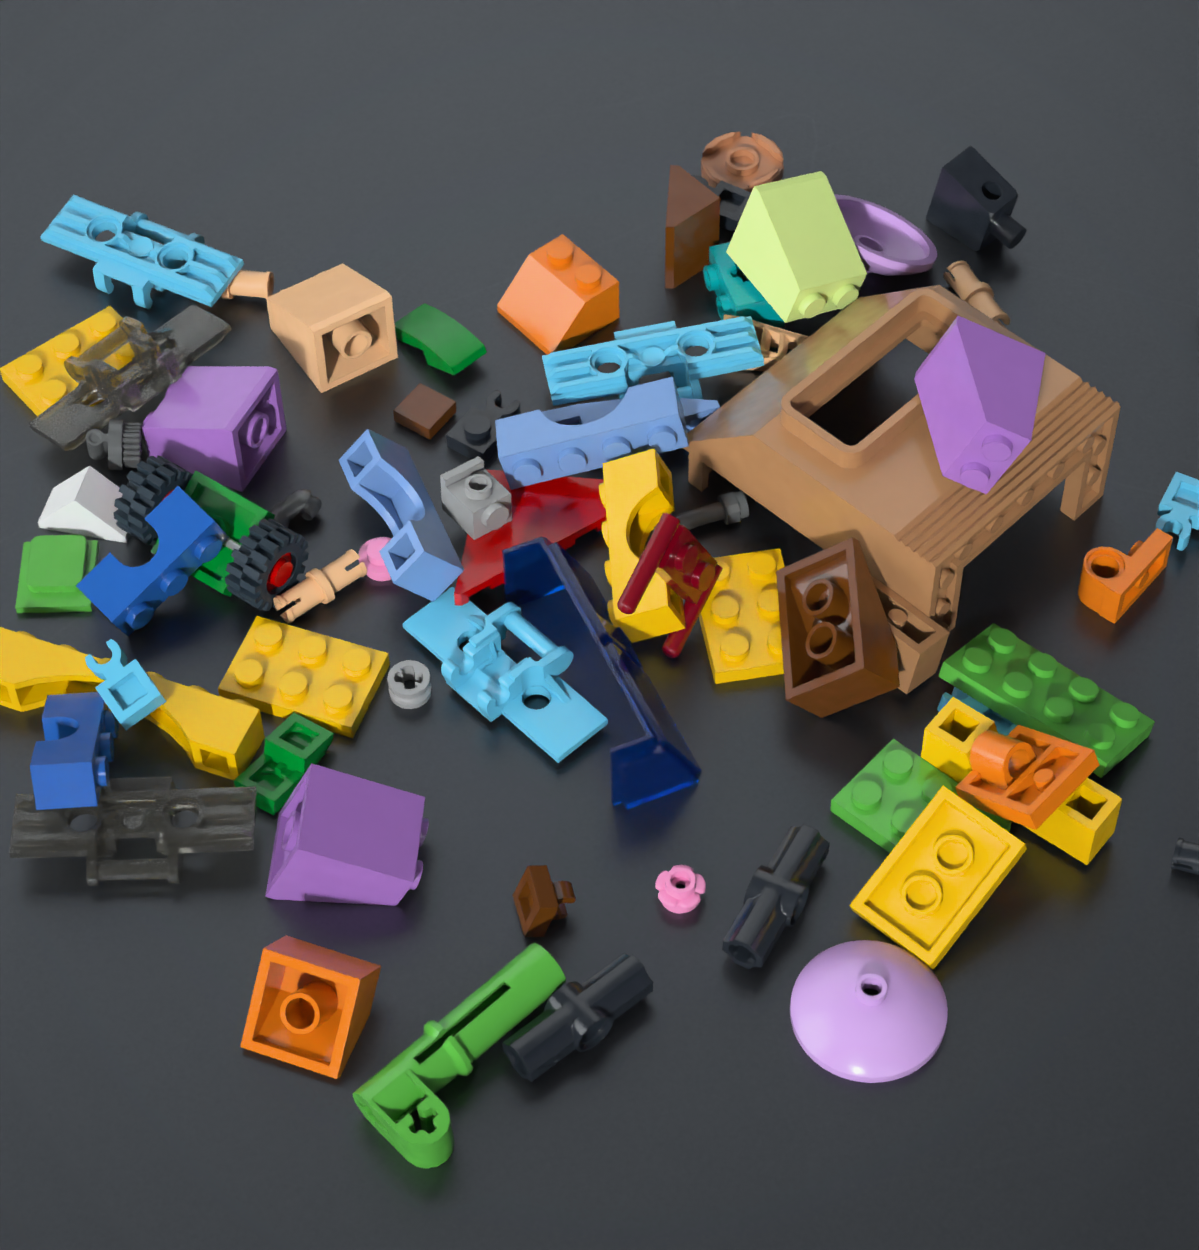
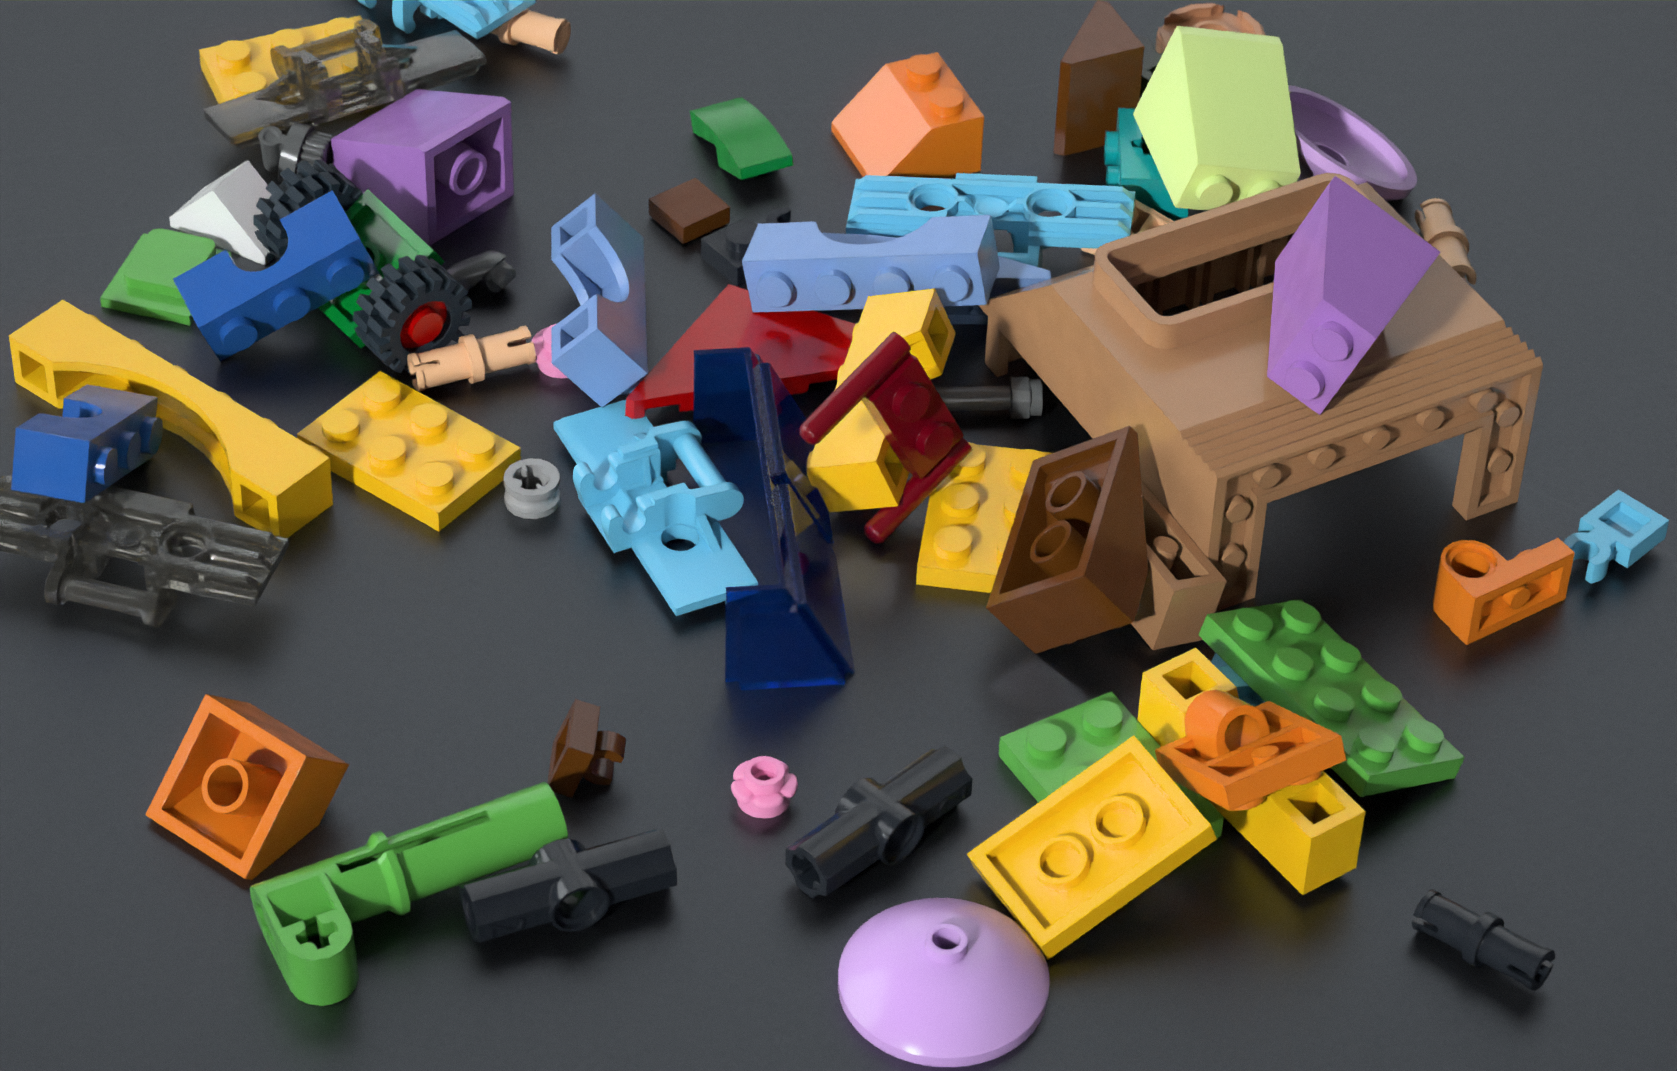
camera: 15 degrees right, 10 degrees down
(126, 687) = (178, 391): medium azure plate -> none
(285, 760) = (350, 529): green slope -> none
(335, 325) = (617, 94): light nougat slope -> none
(347, 841) = (372, 624): medium lavender slope -> none
(475, 498) = (697, 303): light grey brick -> none
(975, 203) = (1484, 137): black torso -> none

